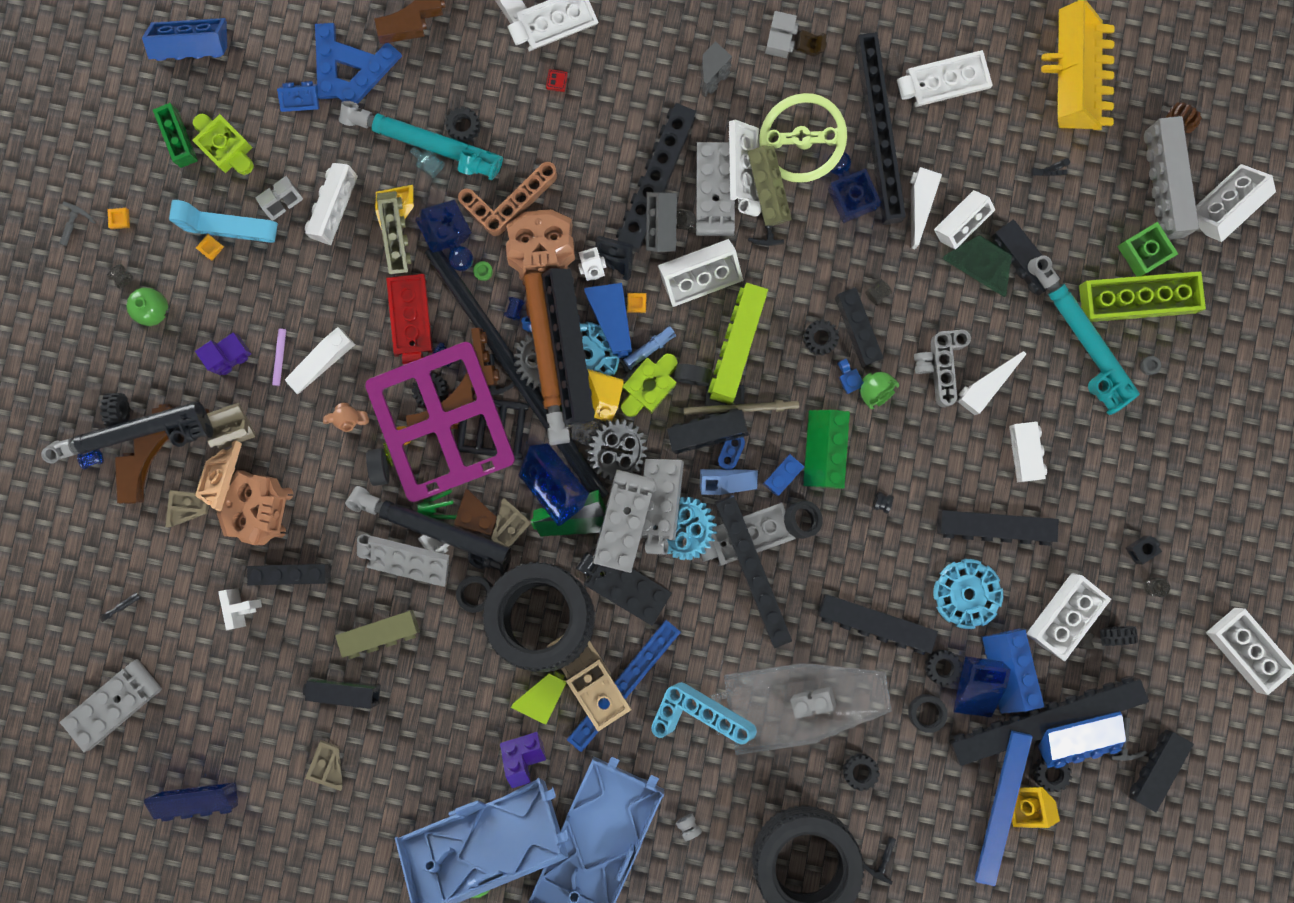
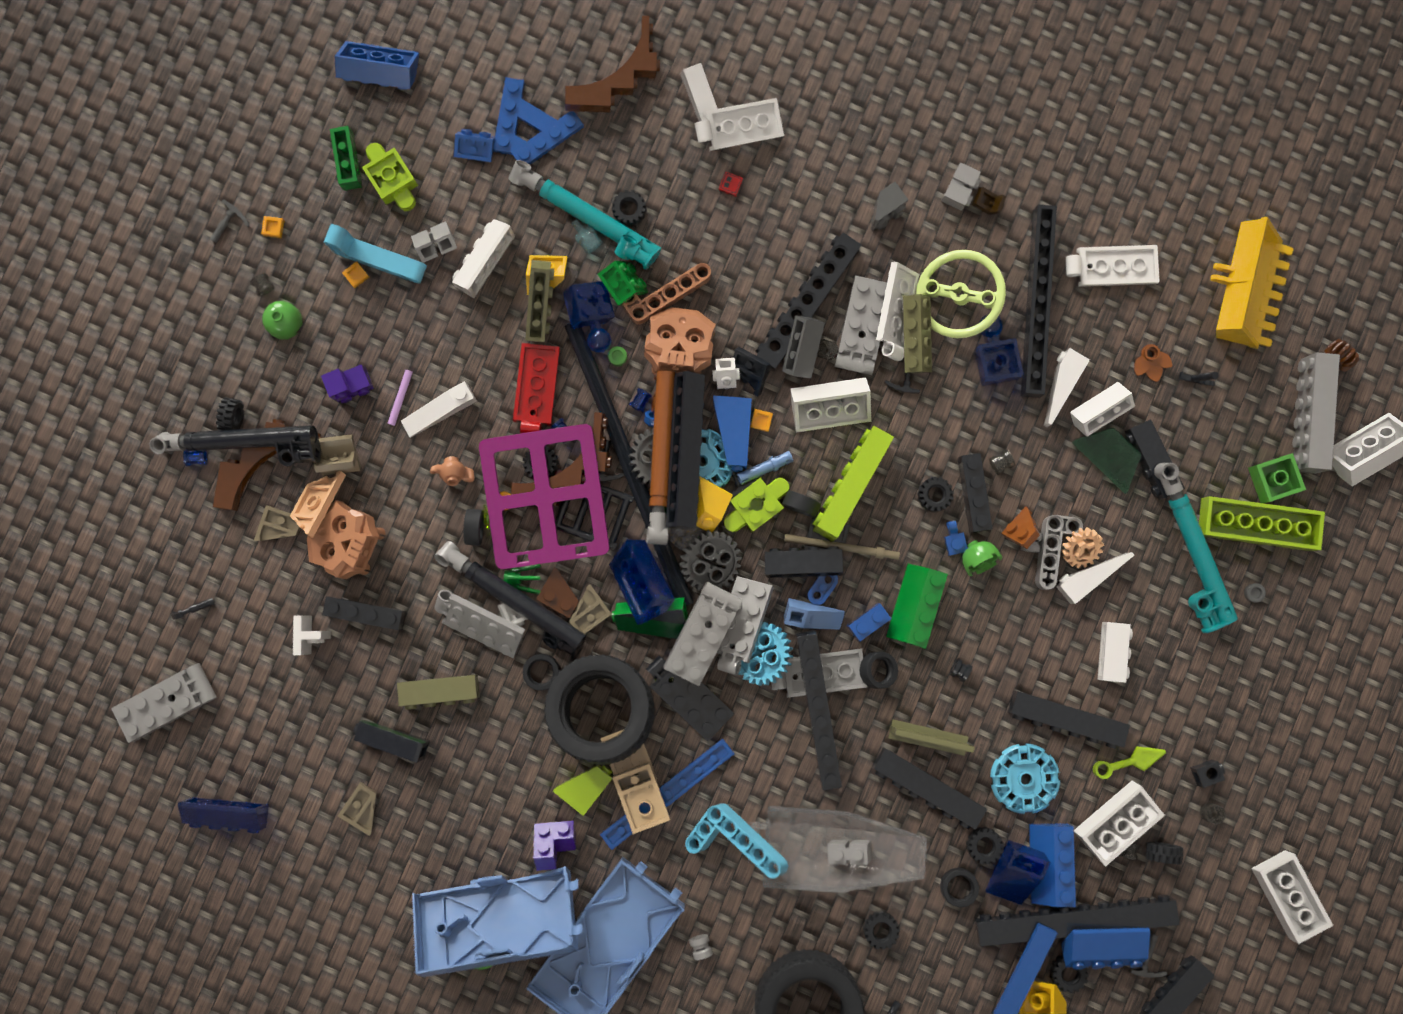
camera: 10 degrees right, 0 degrees up
(471, 196) = (622, 281): none -> green bracket
(867, 574) = (929, 737): none -> olive fence
(912, 353) = (1022, 529): none -> dark orange wing
(974, 357) = (1082, 547): none -> light nougat gear
(1002, 168) = (1153, 365): none -> dark orange plate
(1076, 549) = (1140, 758): none -> lime piece

